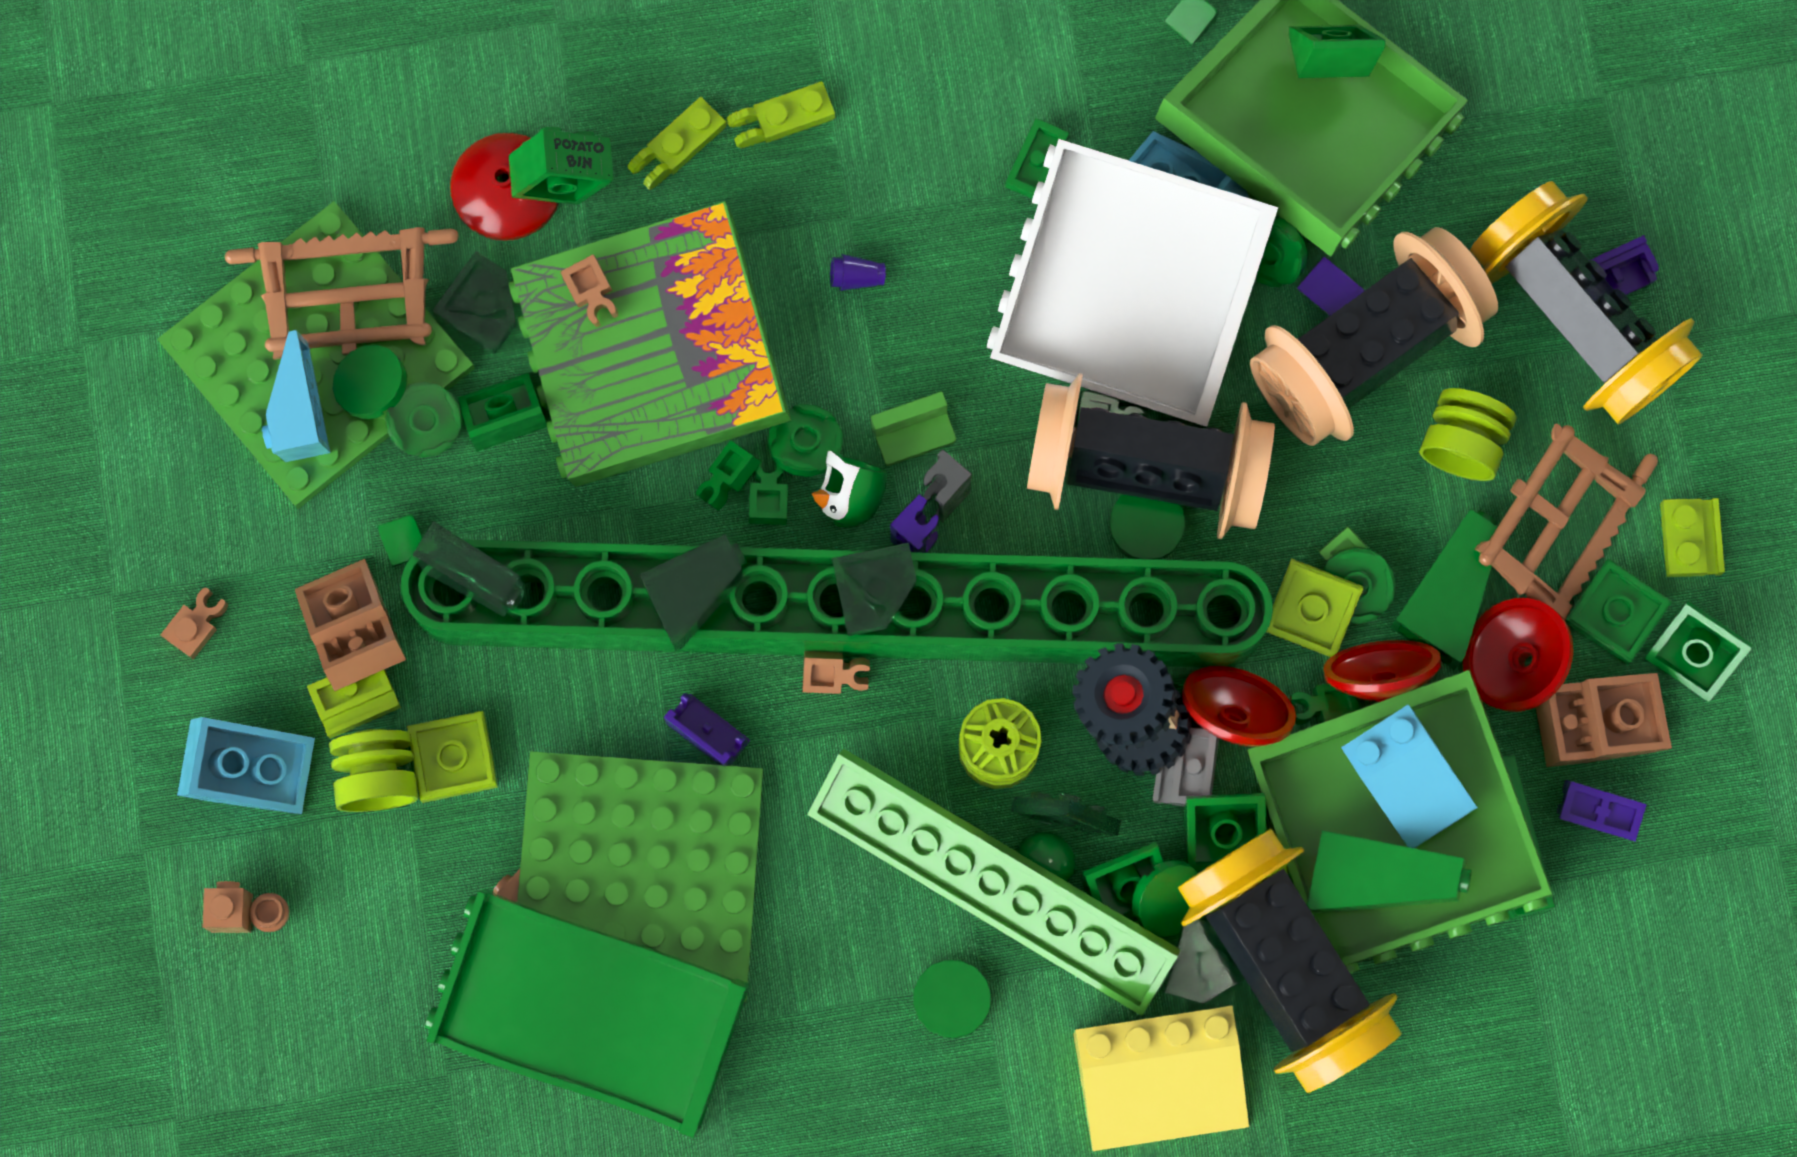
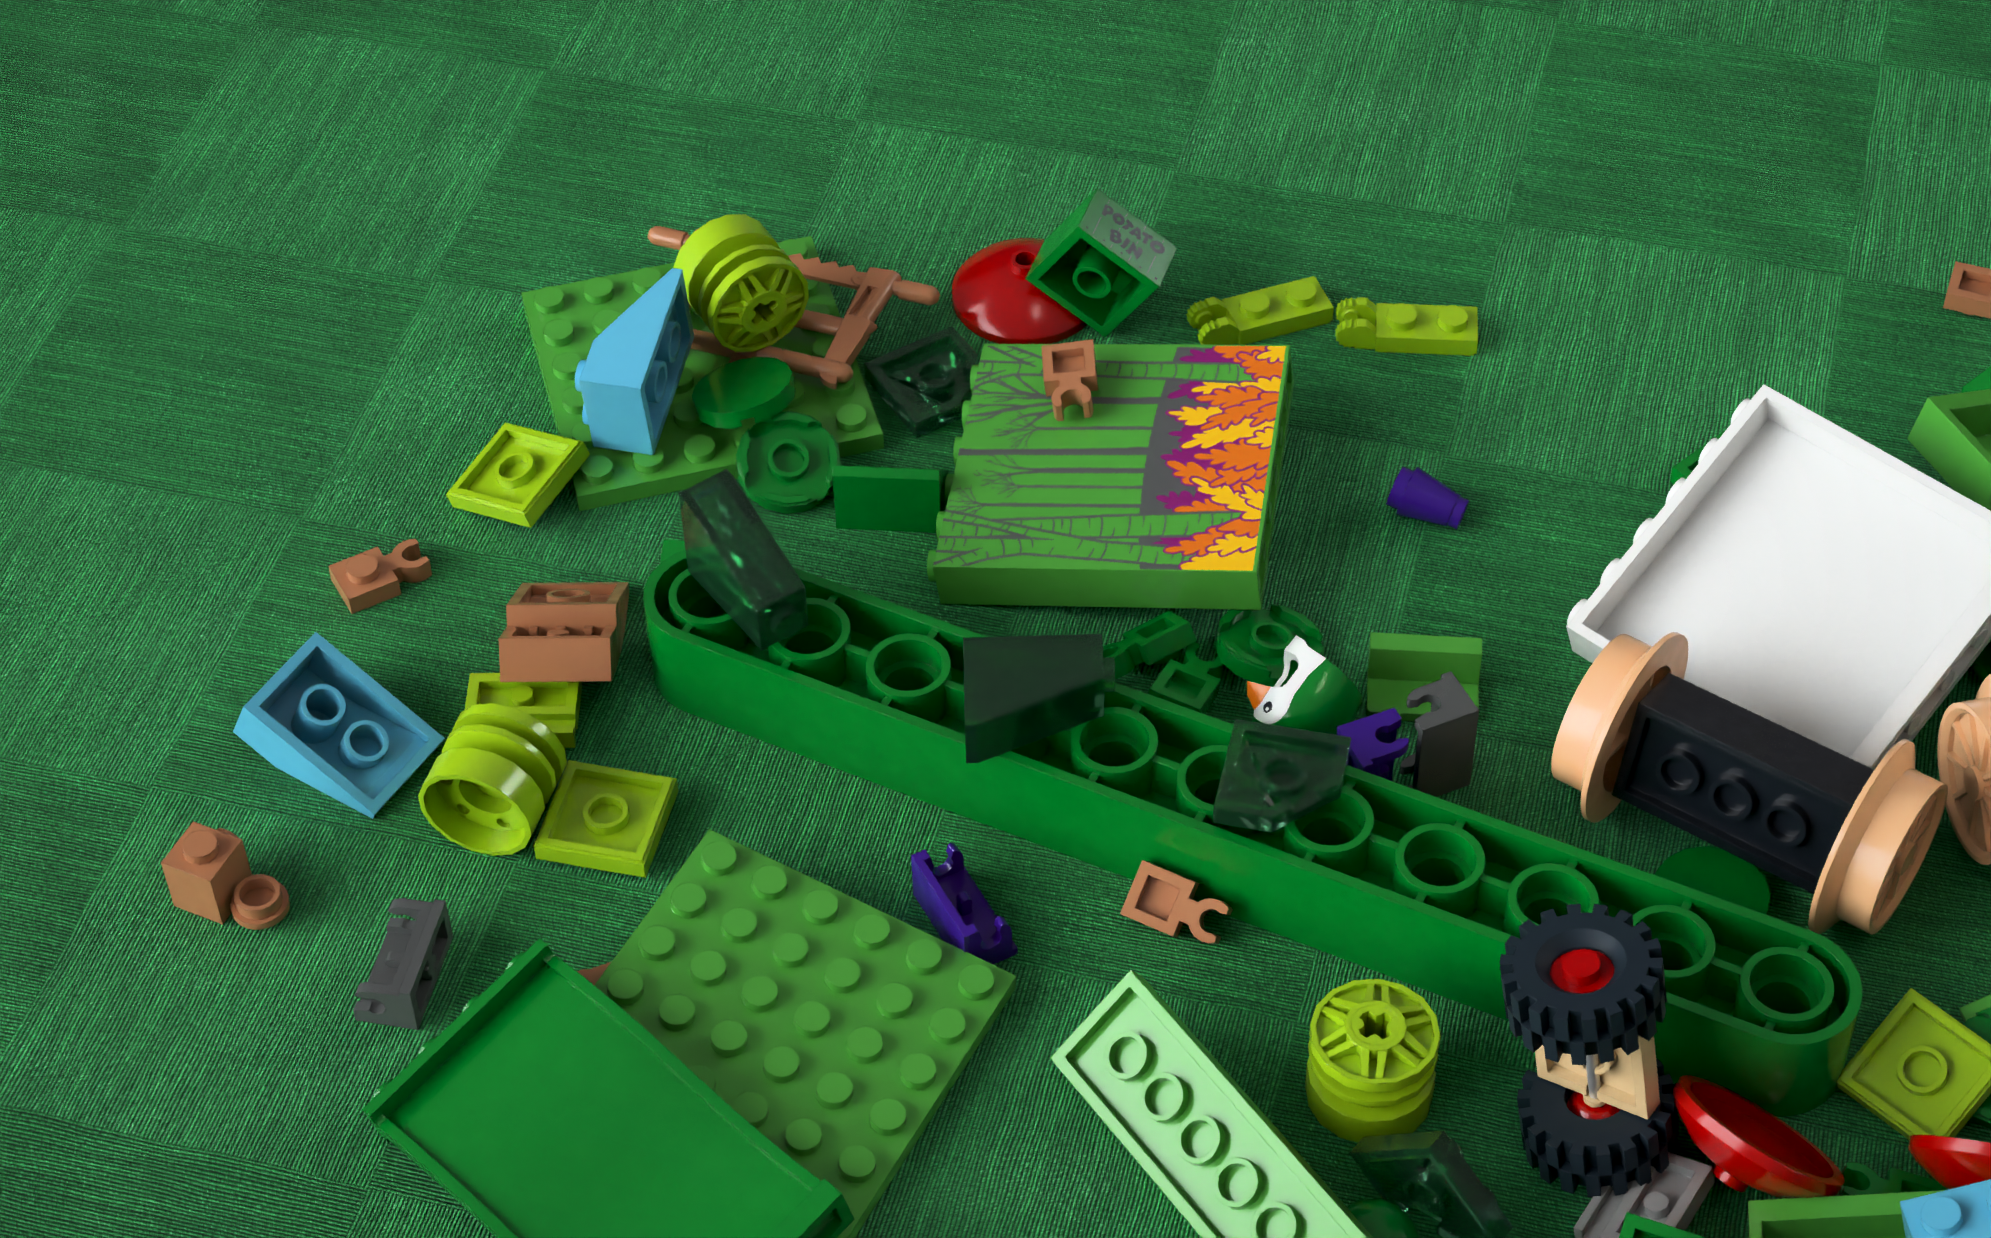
camera: 25 degrees right, 30 degrees down
(246, 505) = (518, 474): none -> lime plate
(329, 304) = (742, 283): none -> lime wheel
(385, 918) = (406, 965): none -> dark grey hinge

